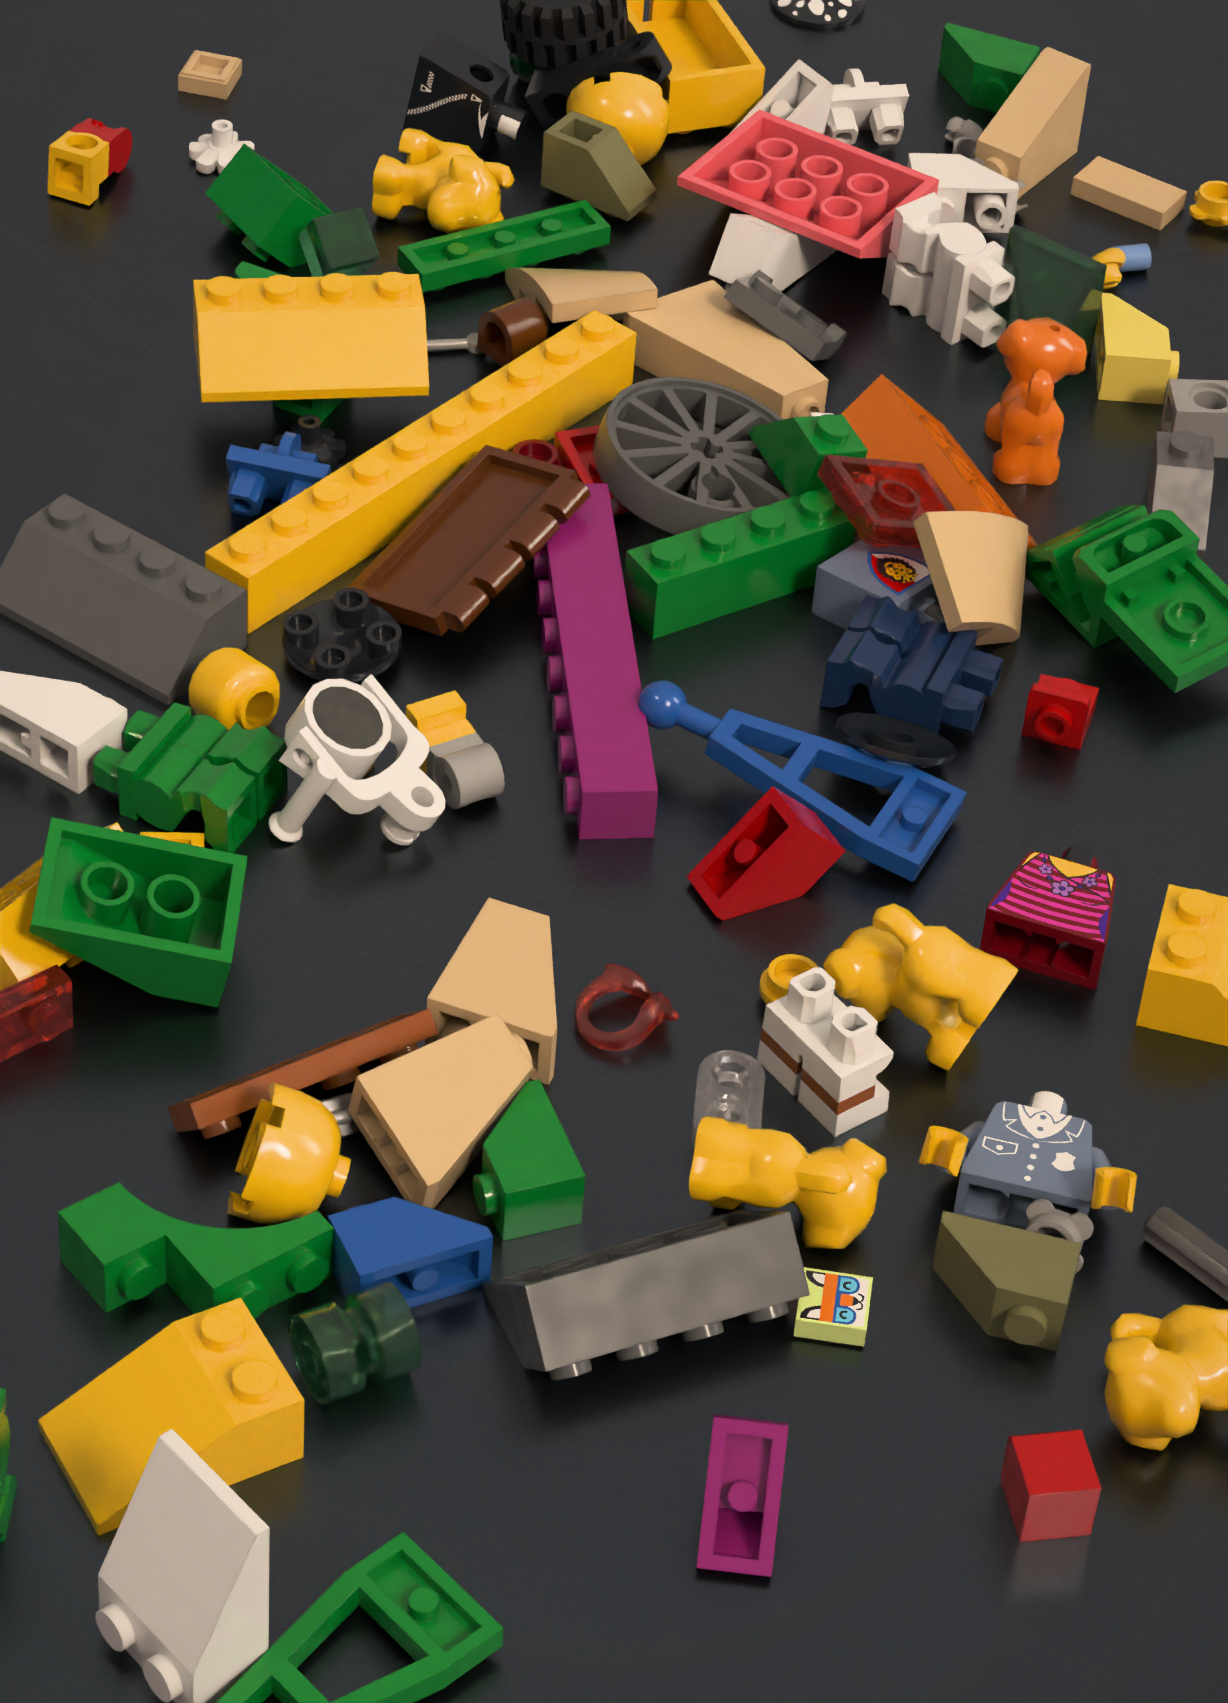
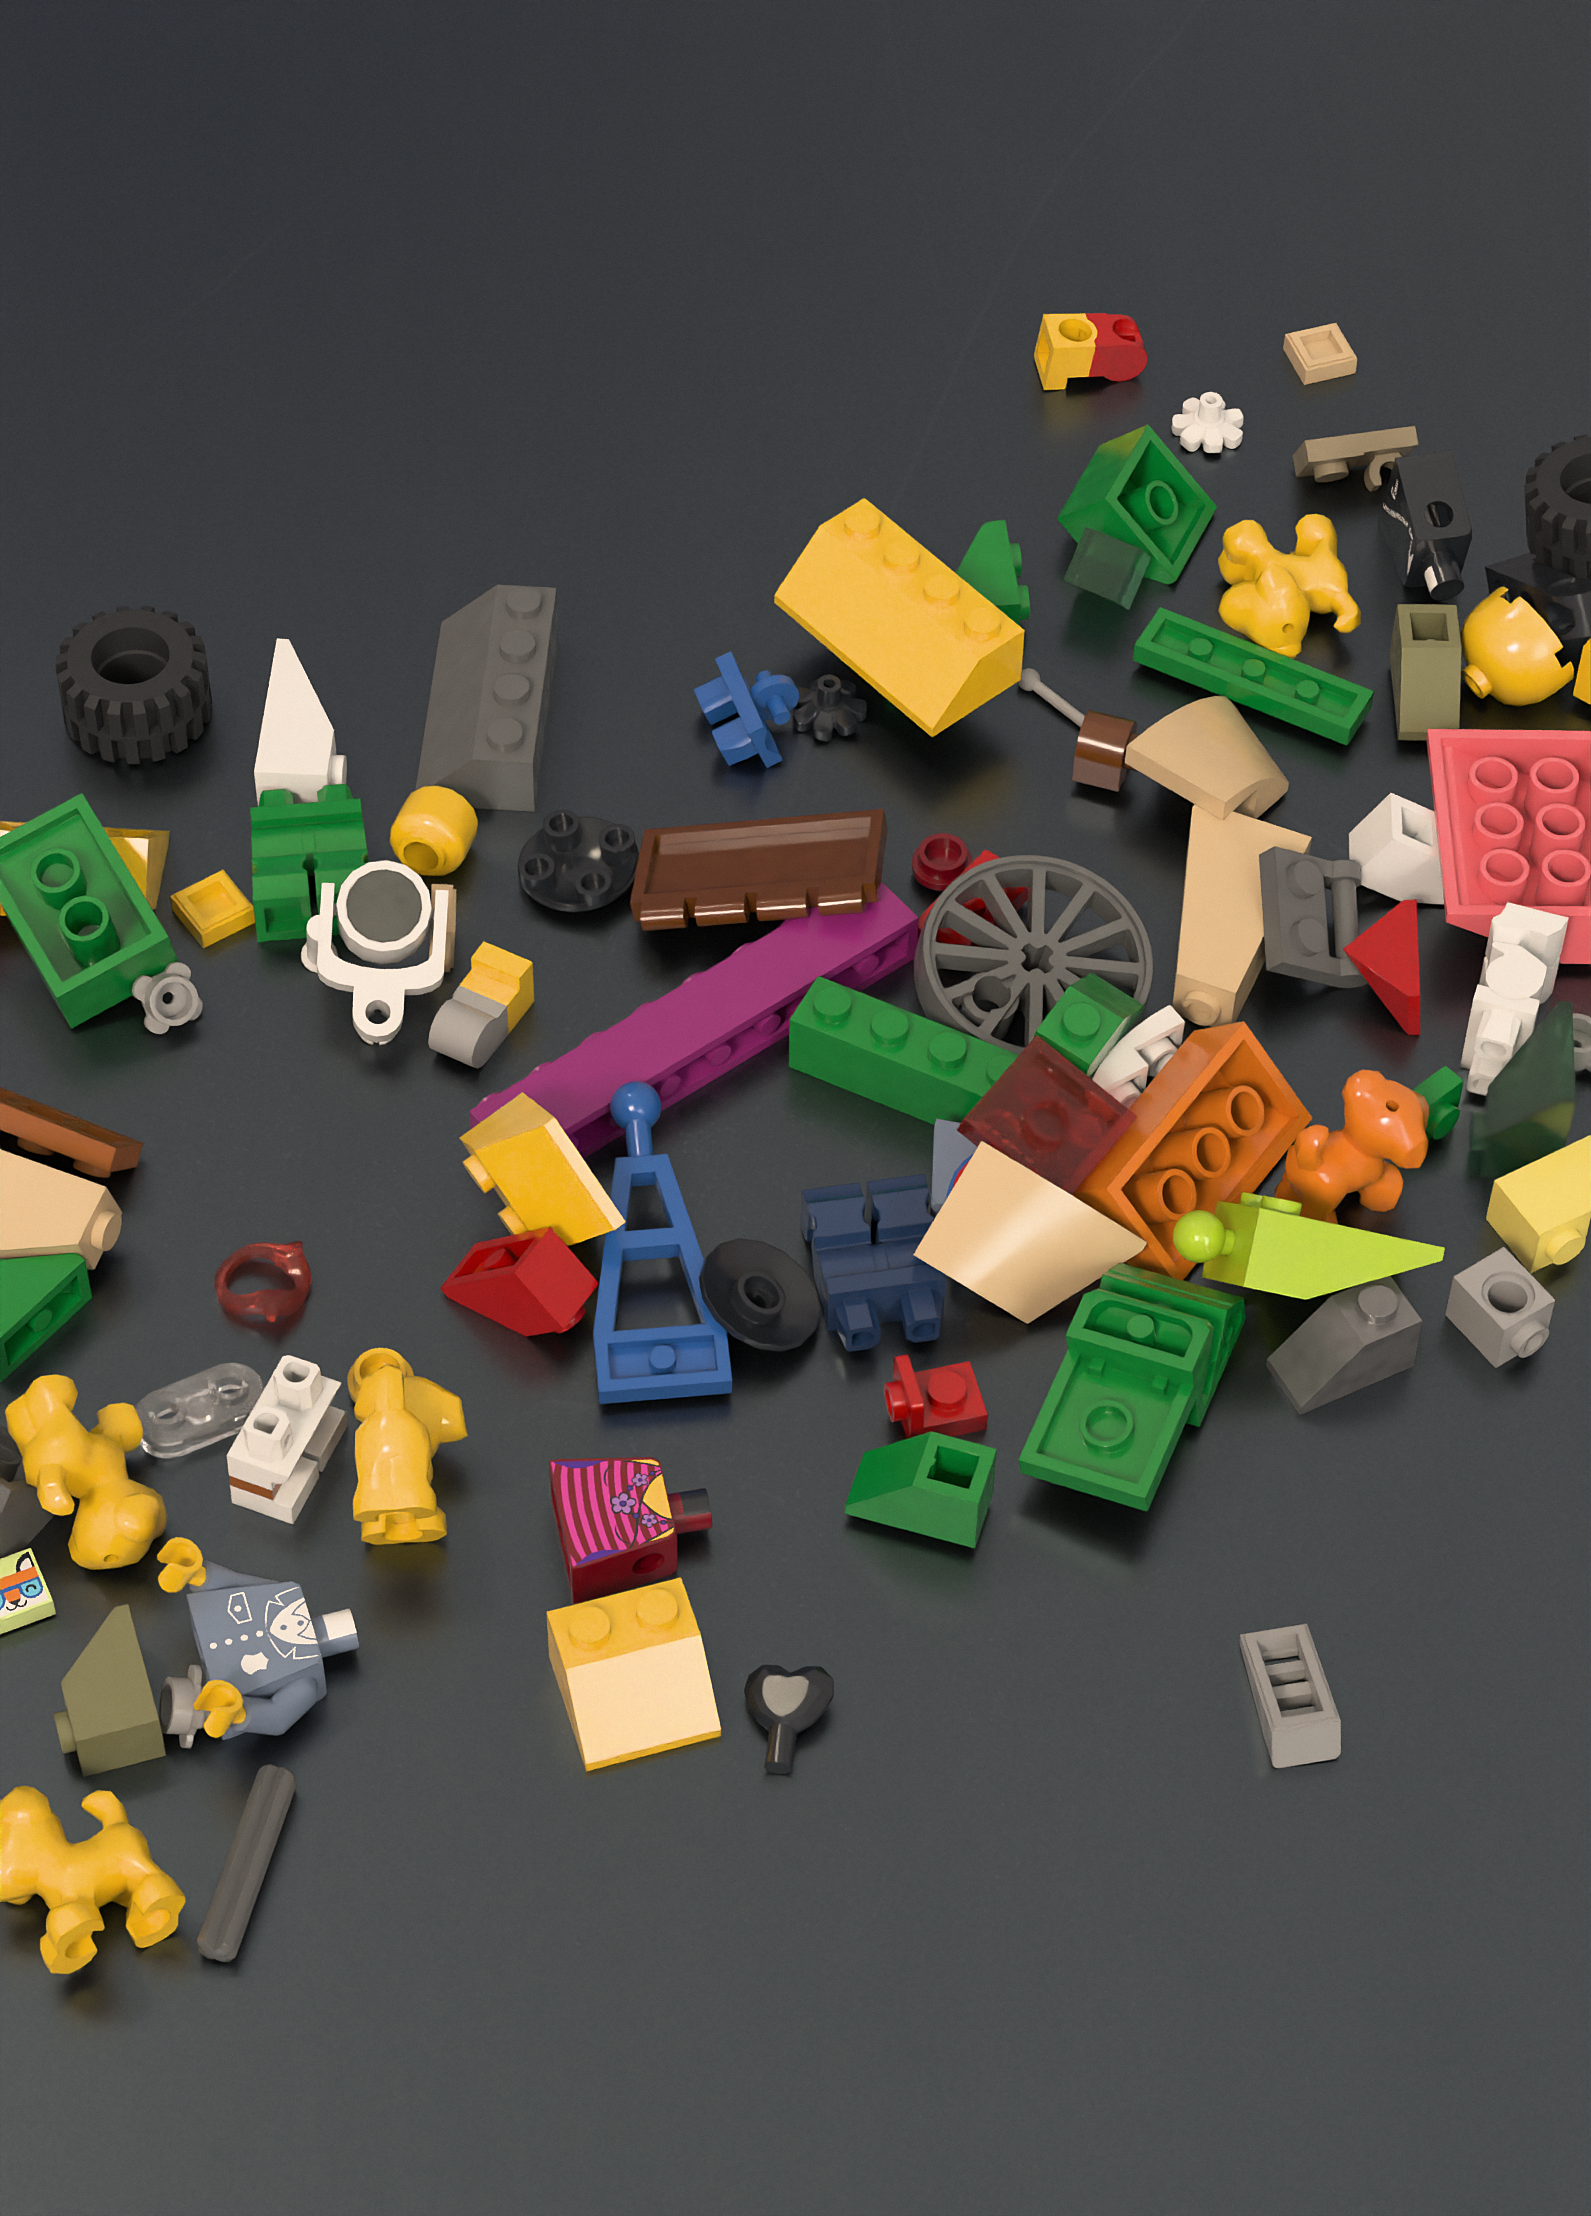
camera: 60 degrees right, 10 degrees up
(263, 923) = (185, 1000): none -> light grey plate
(353, 90) = (1333, 456): none -> dark tan plate
(384, 489) = (755, 776): yellow brick -> none
(502, 970) = (209, 1188): tan slope -> none
(709, 764) = (537, 1174): none -> yellow slope
(859, 308) = (1390, 963): none -> red slope
(990, 364) = (1443, 1097): none -> green plate
(1101, 462) = (1277, 1251): none -> lime slope
(1157, 737) = (926, 1487): none -> green slope

